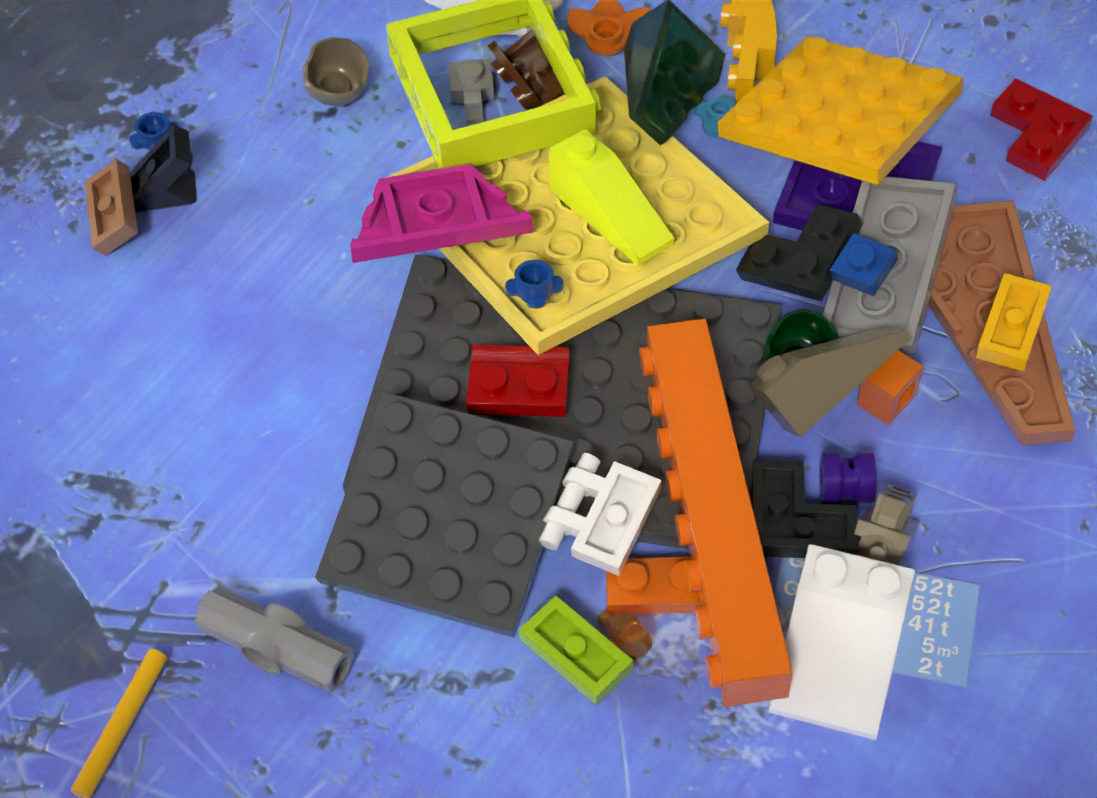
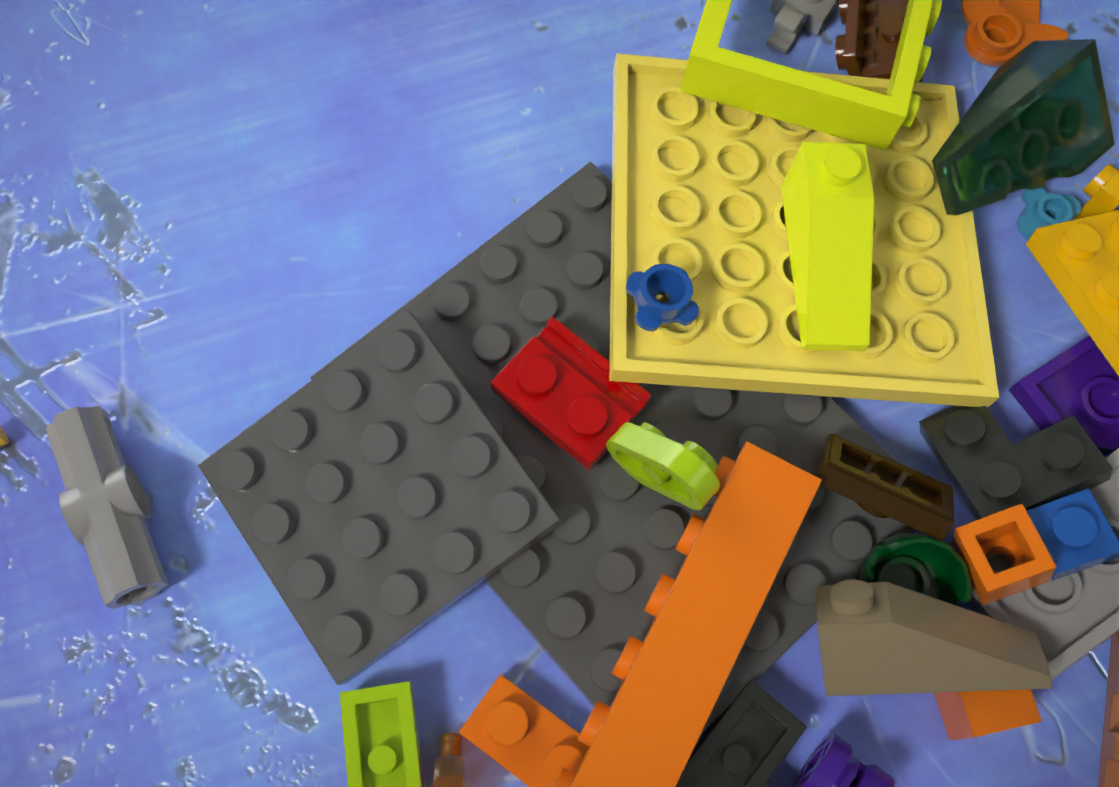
camera: 30 degrees right, 15 degrees up
(435, 212) = (627, 133): dark pink wing -> none
(609, 371) = (665, 465): none -> lime plate
(614, 519) = (535, 644): white plate -> none
(745, 306) = (886, 487): none -> dark brown plate
(836, 295) = (1008, 534): none -> orange plate

